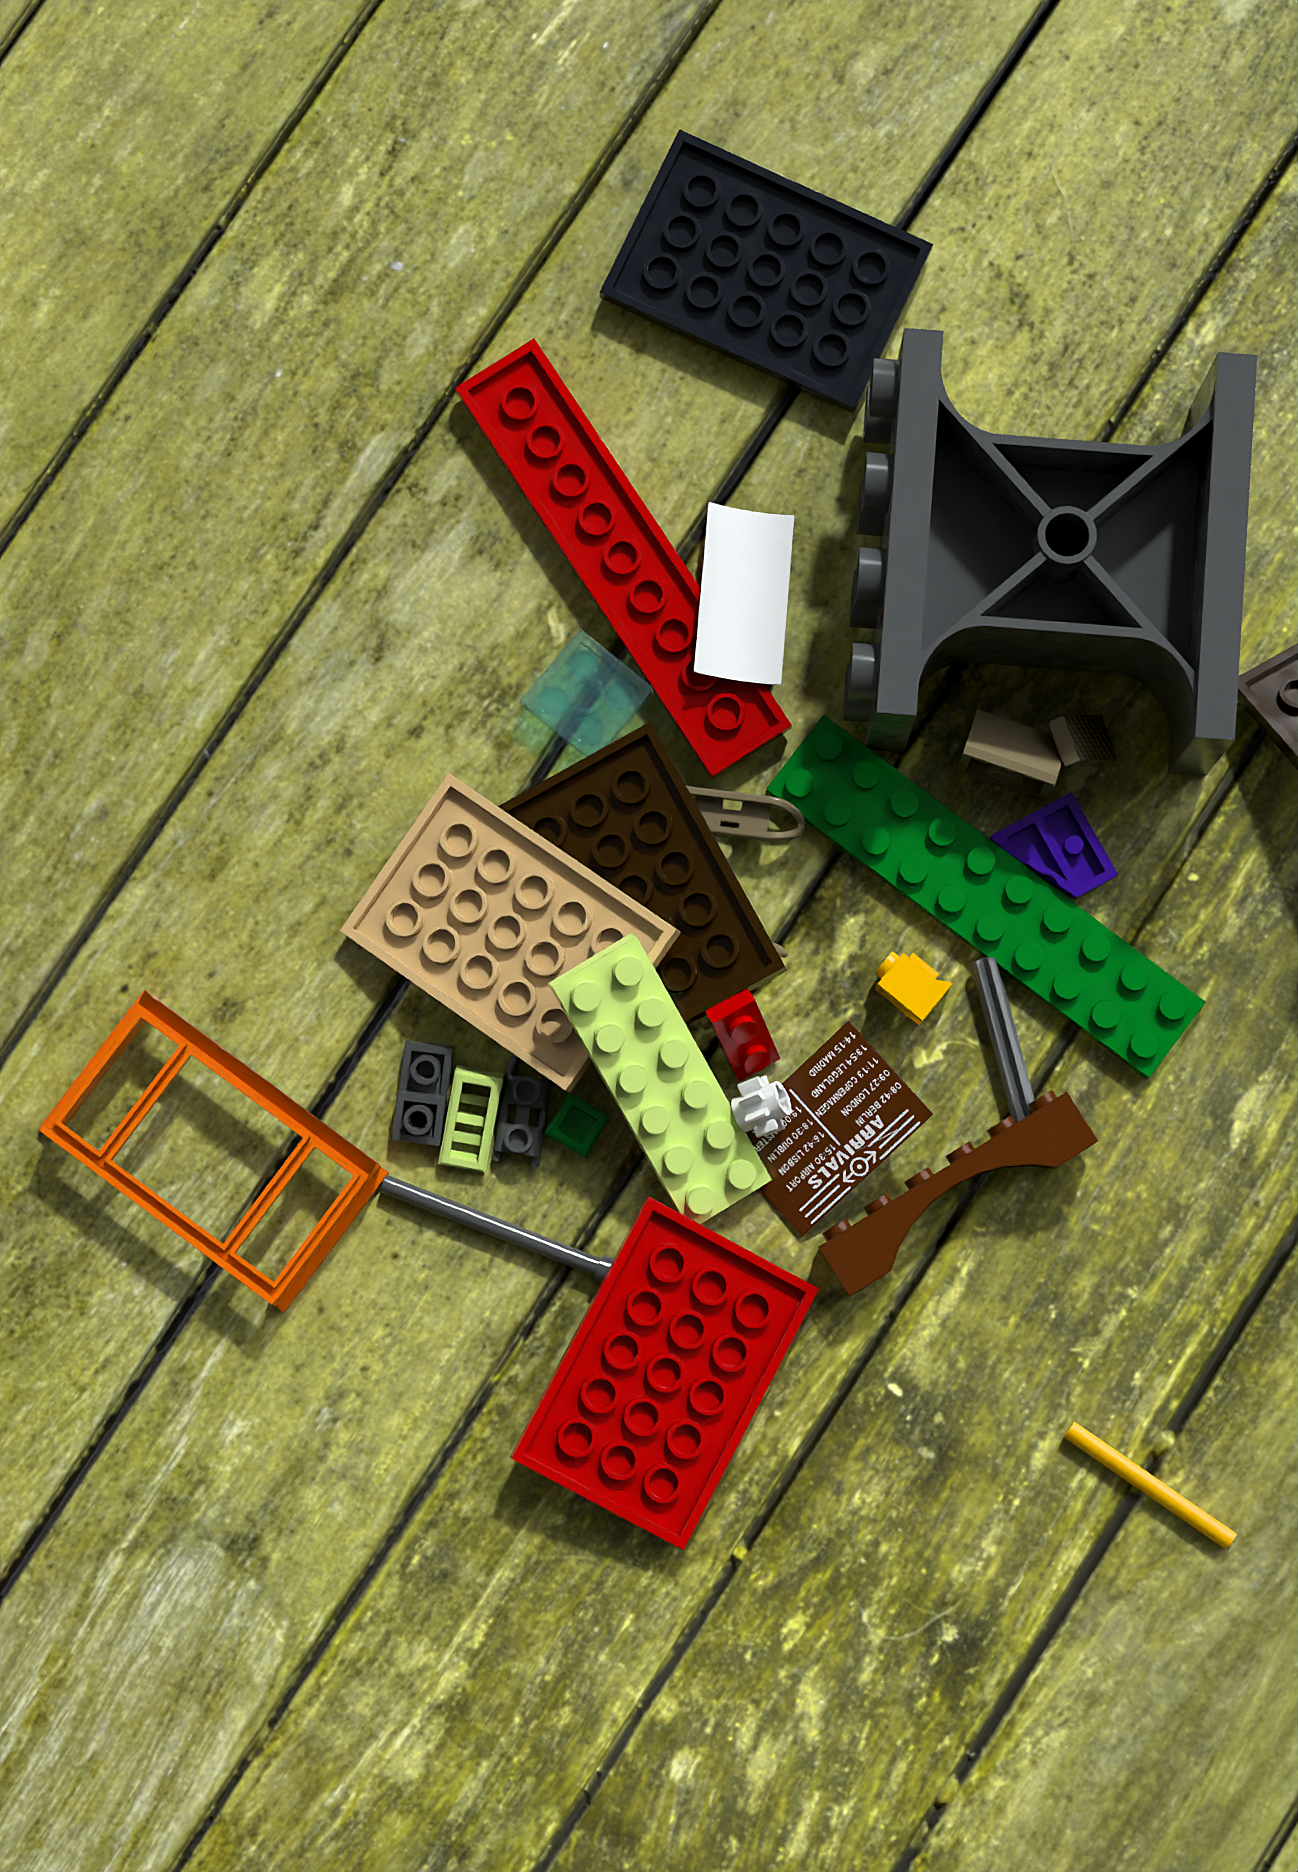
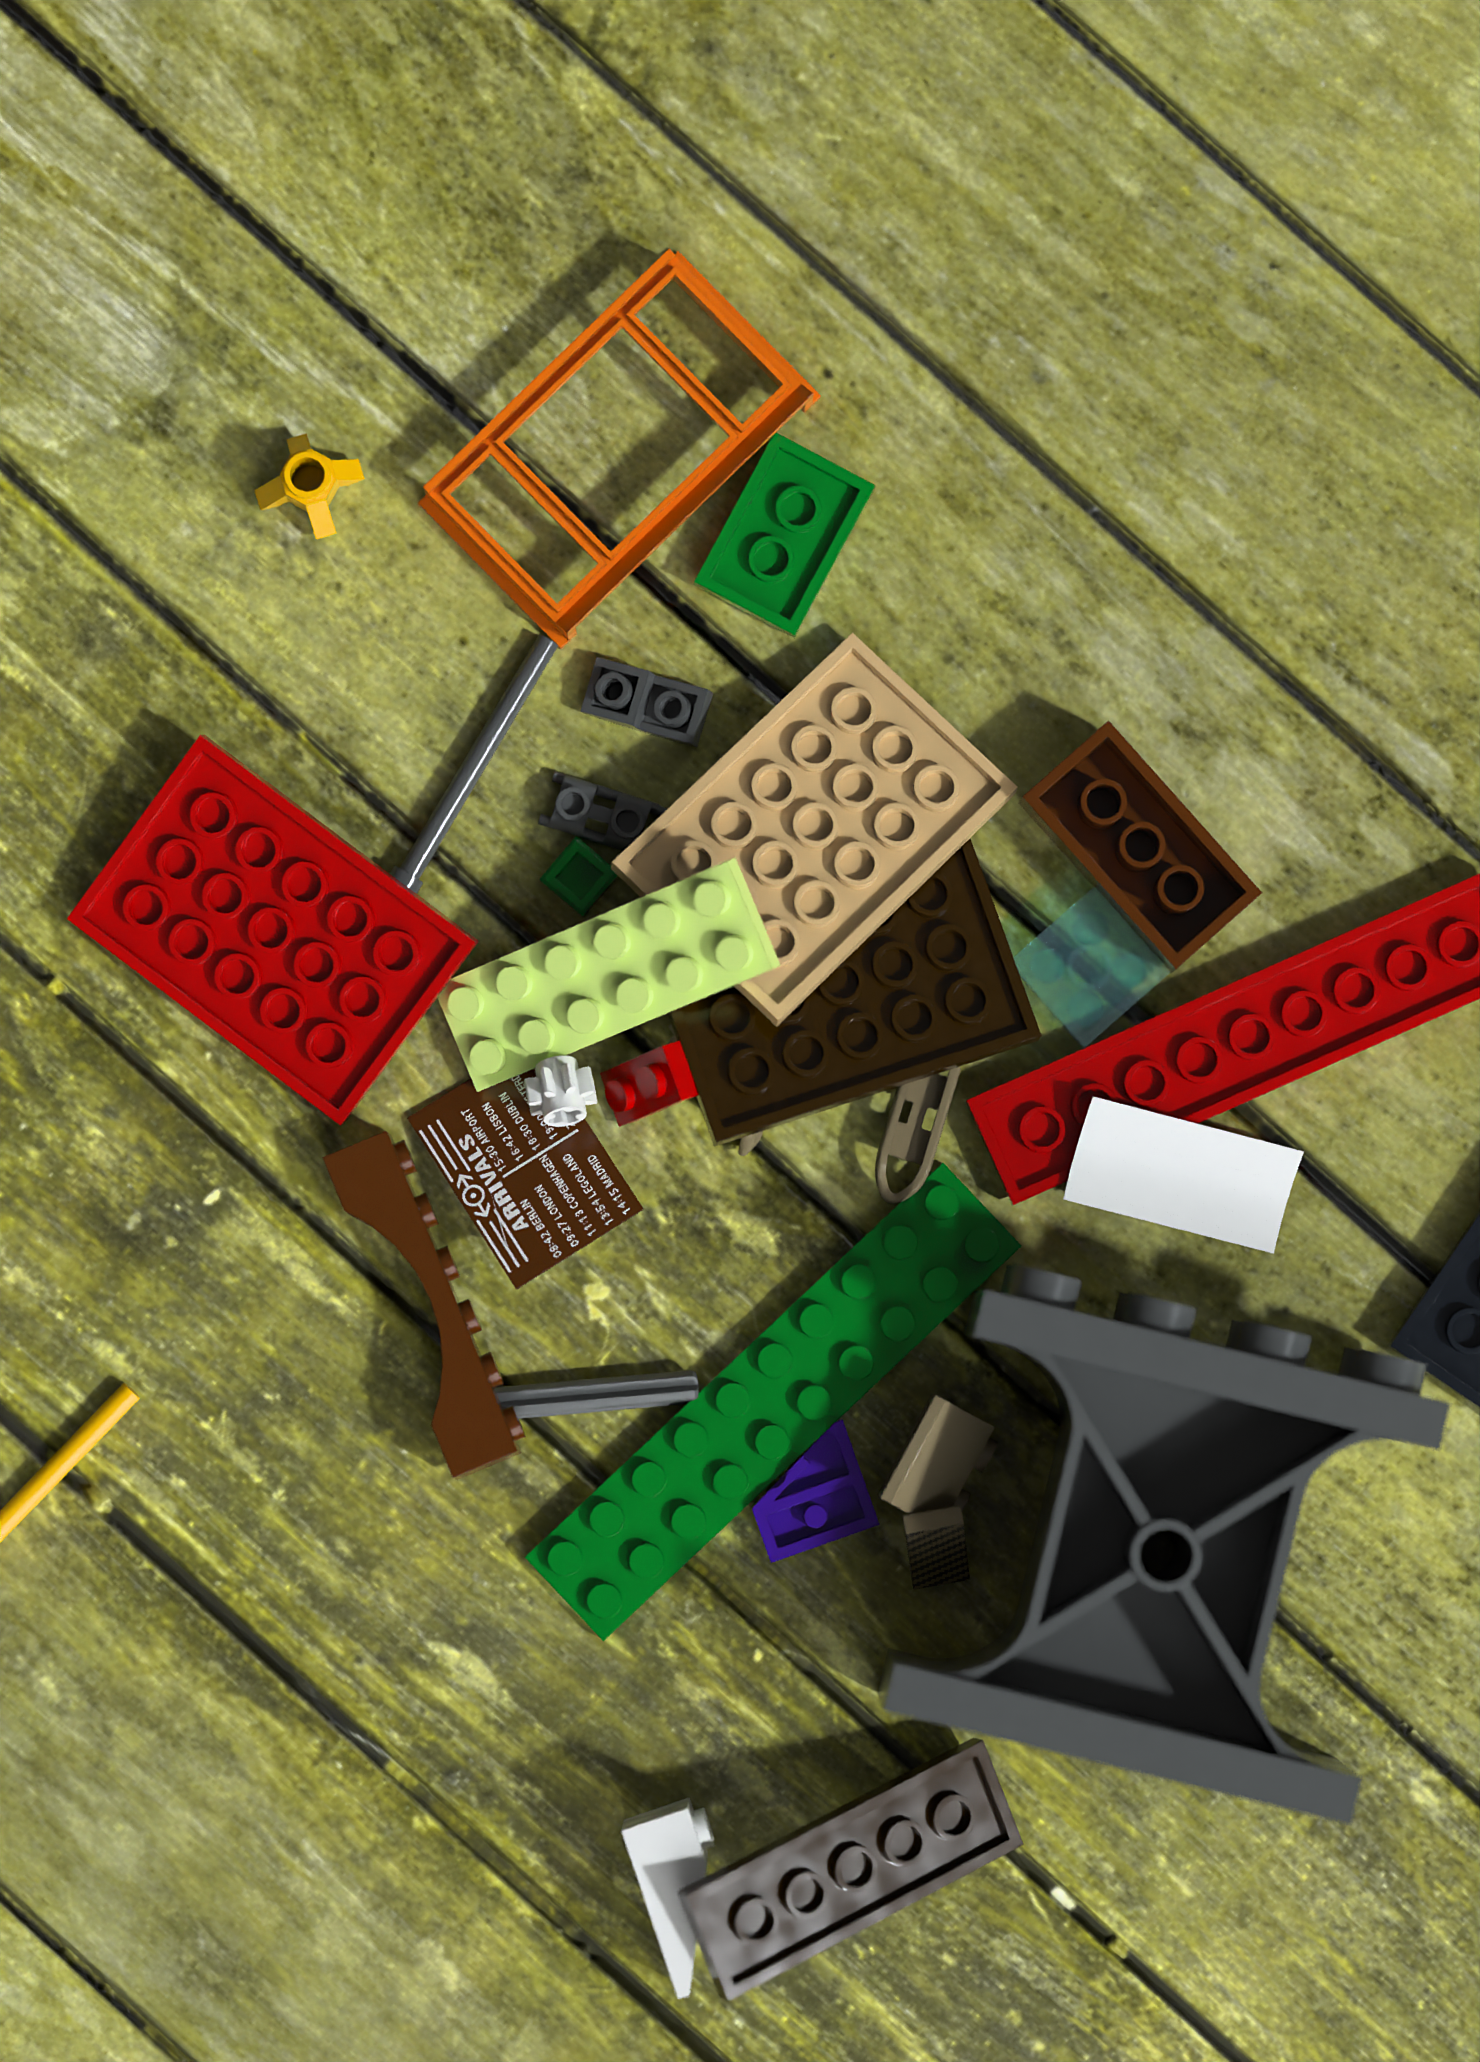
camera: 100 degrees right, 5 degrees up
(266, 1000) = (784, 535): none -> green plate
(281, 1405) = (309, 483): none -> yellow rock
(478, 1077) = (653, 768): yellowish green slope -> none
(482, 667) = (1139, 846): none -> reddish brown brick
(910, 985) = (679, 1293): yellow window -> none

